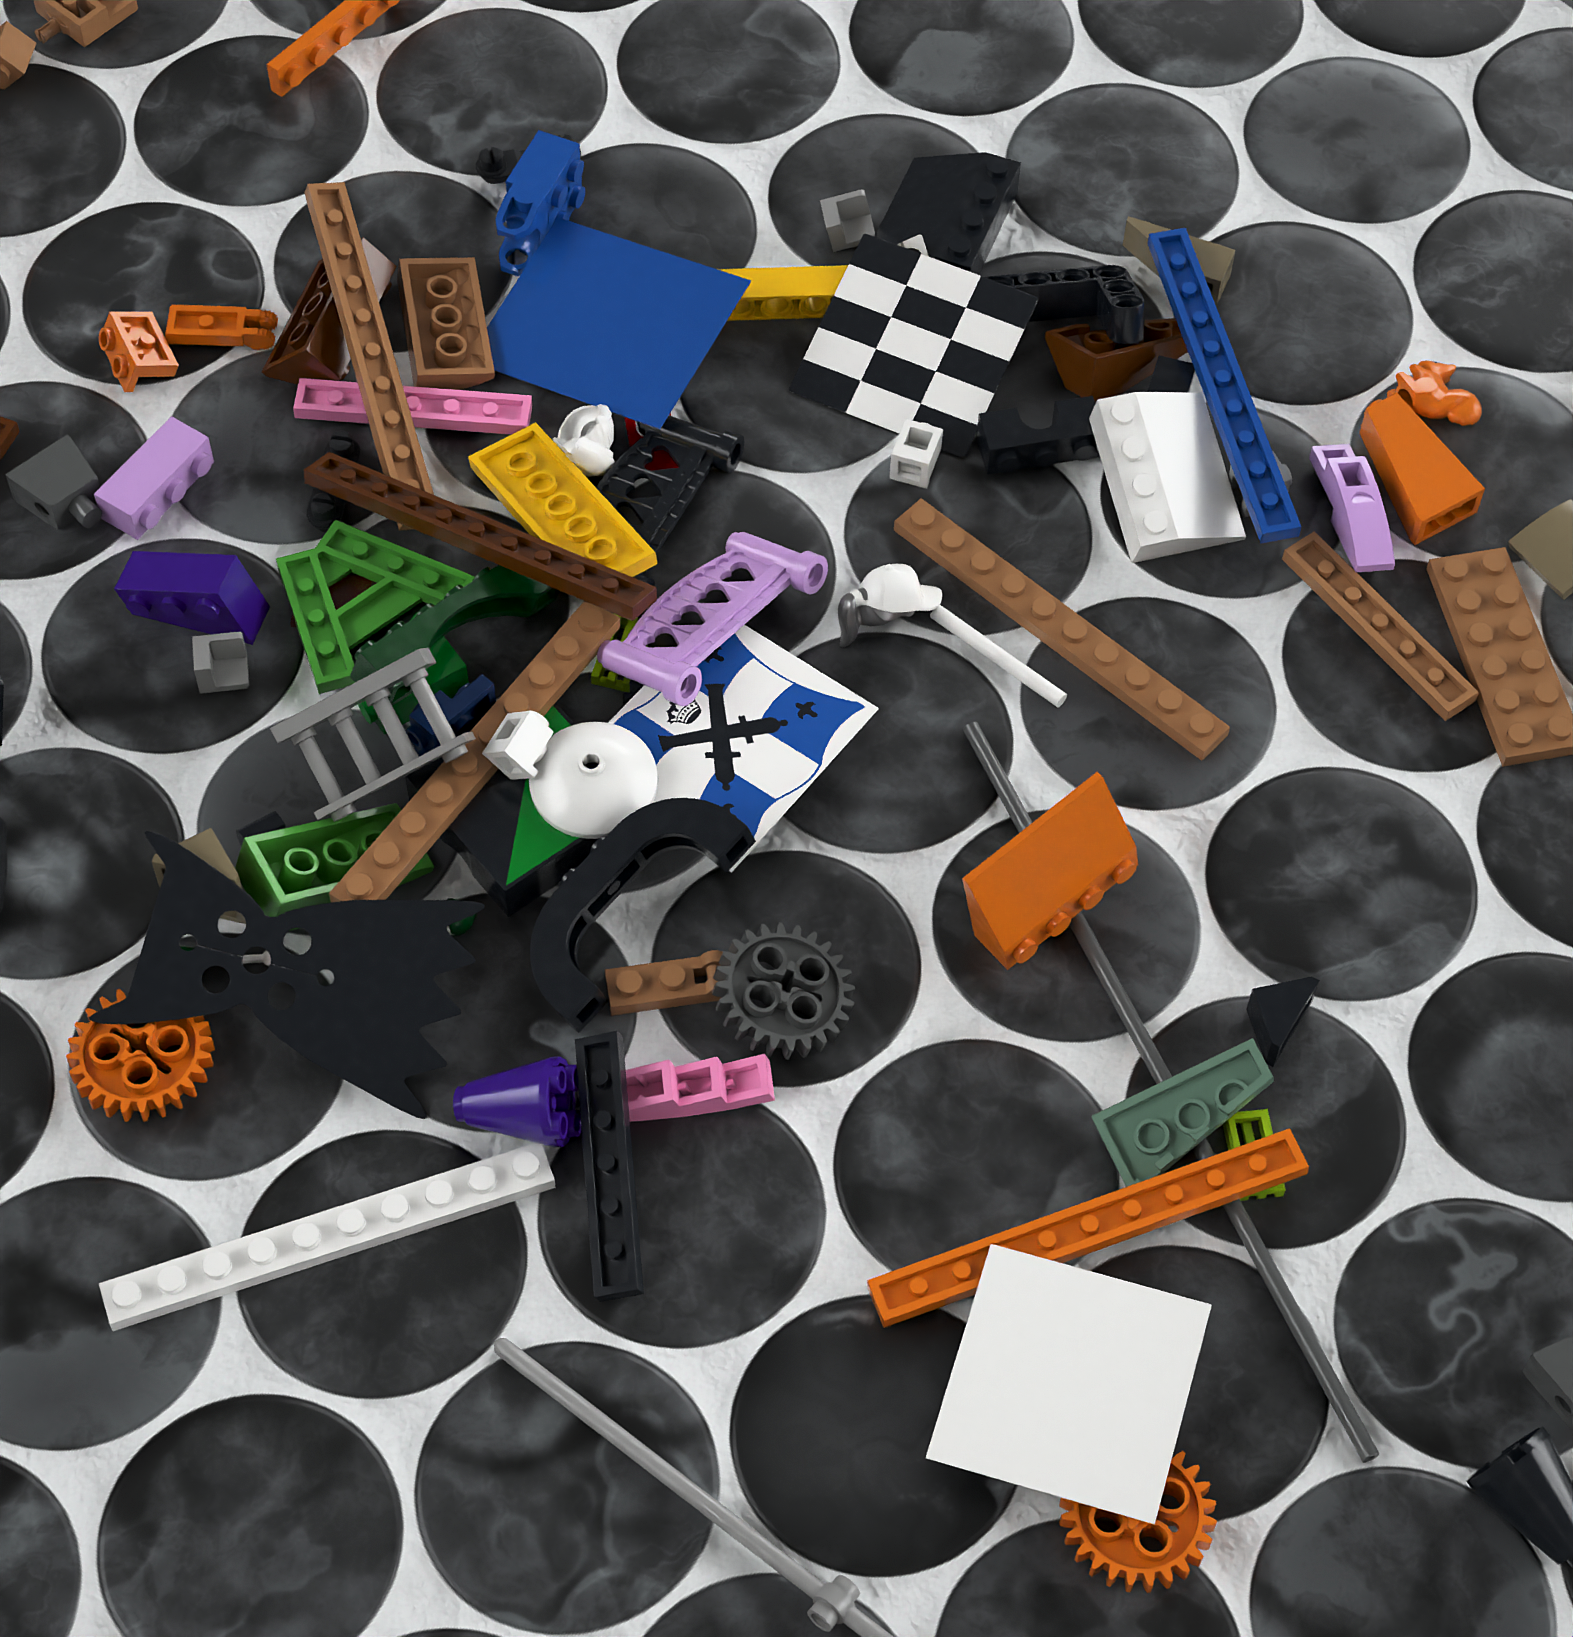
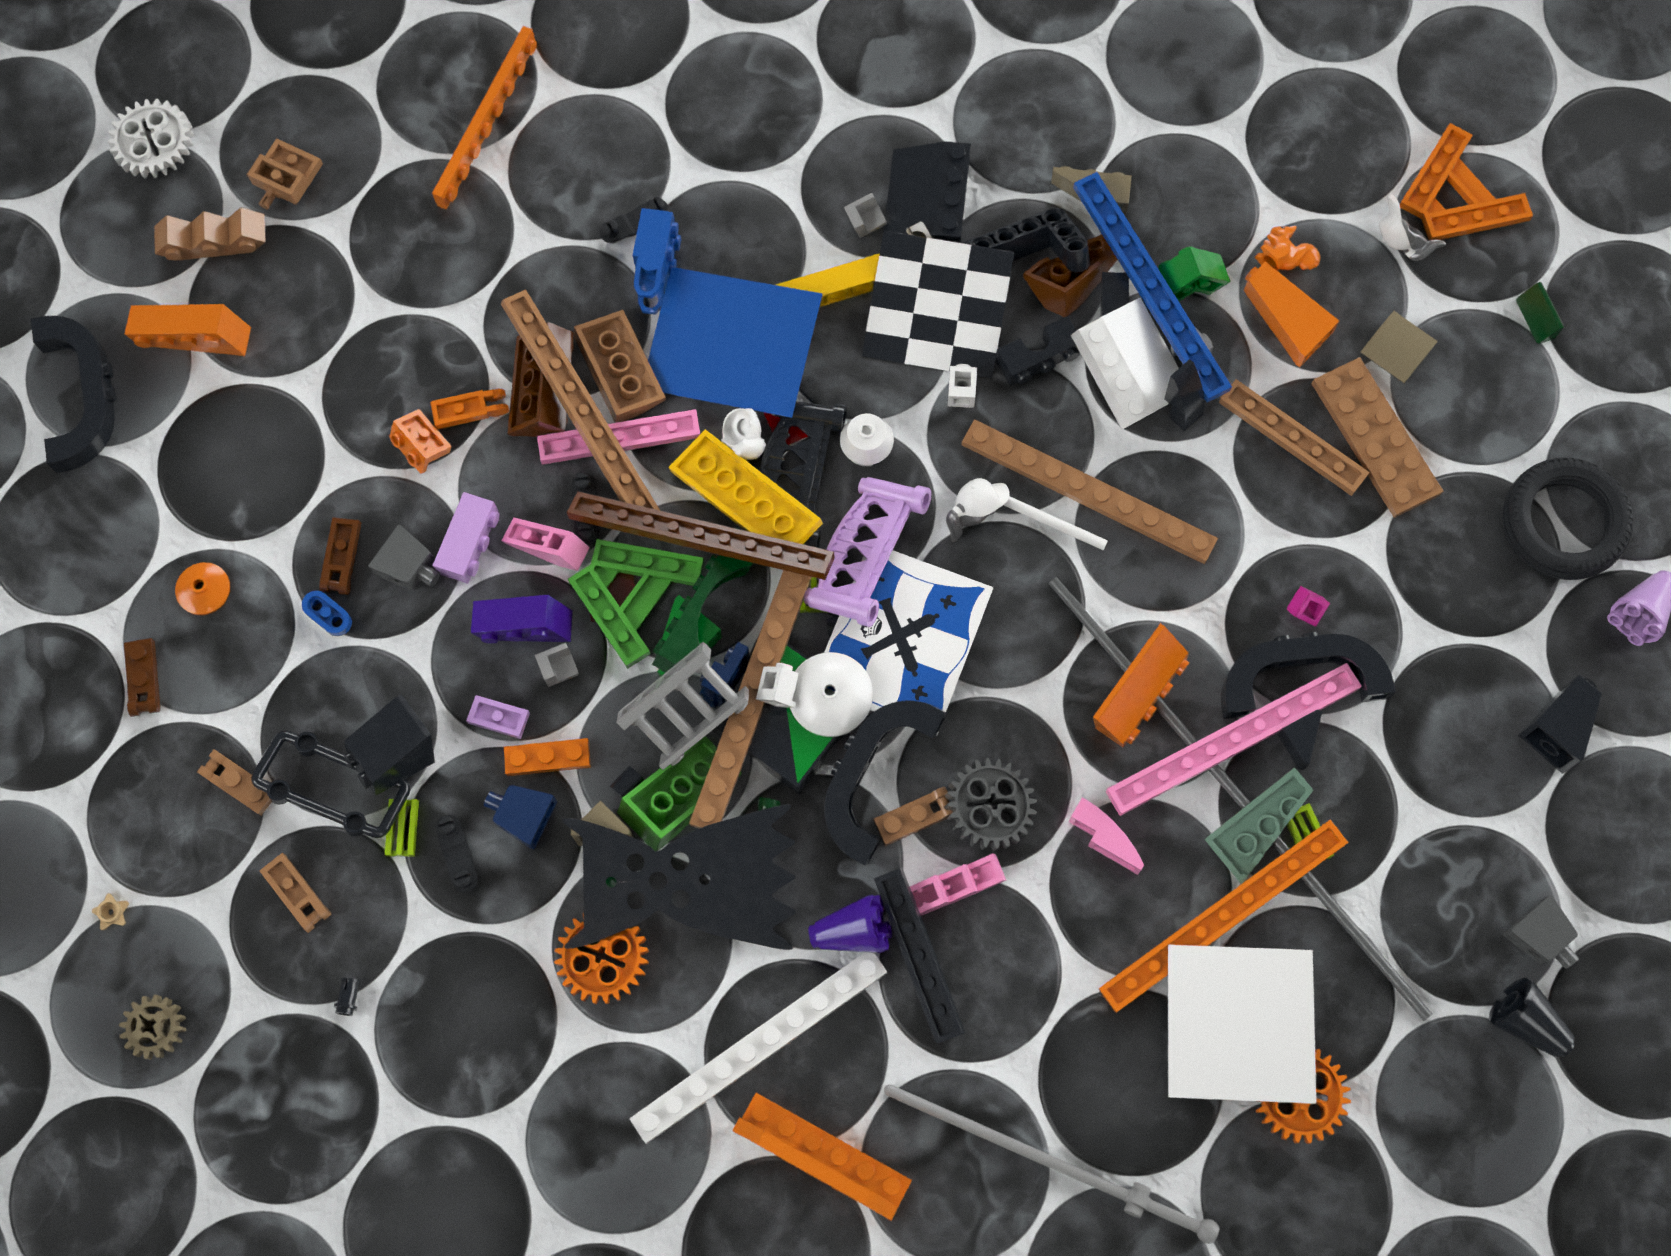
camera: 10 degrees left, 15 degrees up
(99, 837) = (522, 812): none -> dark blue torso
(113, 709) = (498, 717): none -> lavender plate
(163, 778) = (547, 757): none -> orange plate
(266, 510) = (547, 543): none -> bright pink slope
(386, 1419) = (823, 1156): none -> orange plate
(759, 486) = (866, 440): none -> white cone
(942, 1075) = (1107, 836): none -> bright pink slope
(1168, 989) = (1232, 739): none -> bright pink plate
(1230, 524) = (1185, 395): none -> black slope
(1291, 382) = (1194, 272): none -> green brick
(1314, 903) = (1309, 649): none -> black arch
(1340, 846) = (1308, 606): none -> dark pink slope
(1357, 506) = (1259, 353): lavender slope -> none

